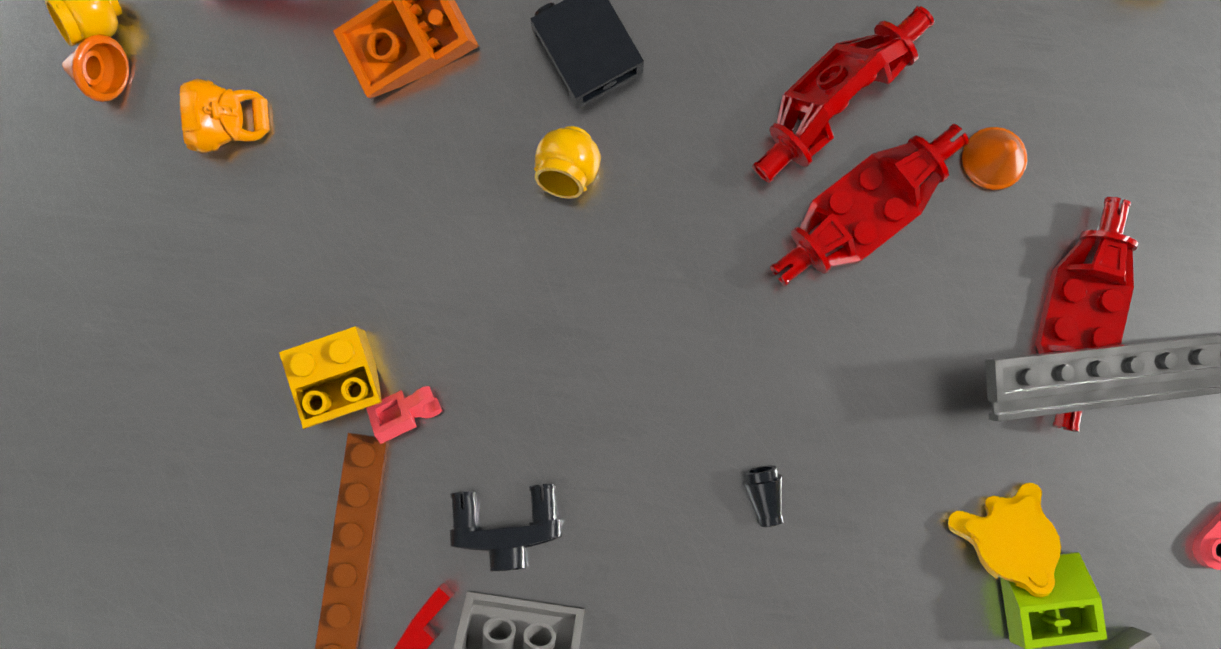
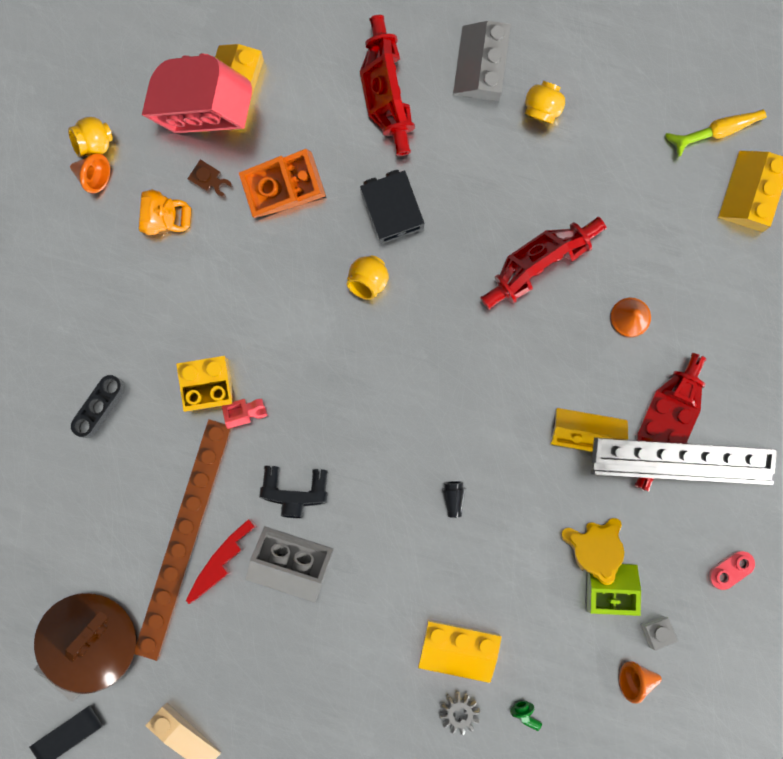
camera: 10 degrees right, 0 degrees up
(148, 453) = (86, 411): none -> black beam
(285, 48) = (207, 177): none -> reddish brown plate
(869, 204) = (547, 333): red plate -> none
(958, 349) = (578, 429): none -> yellow panel

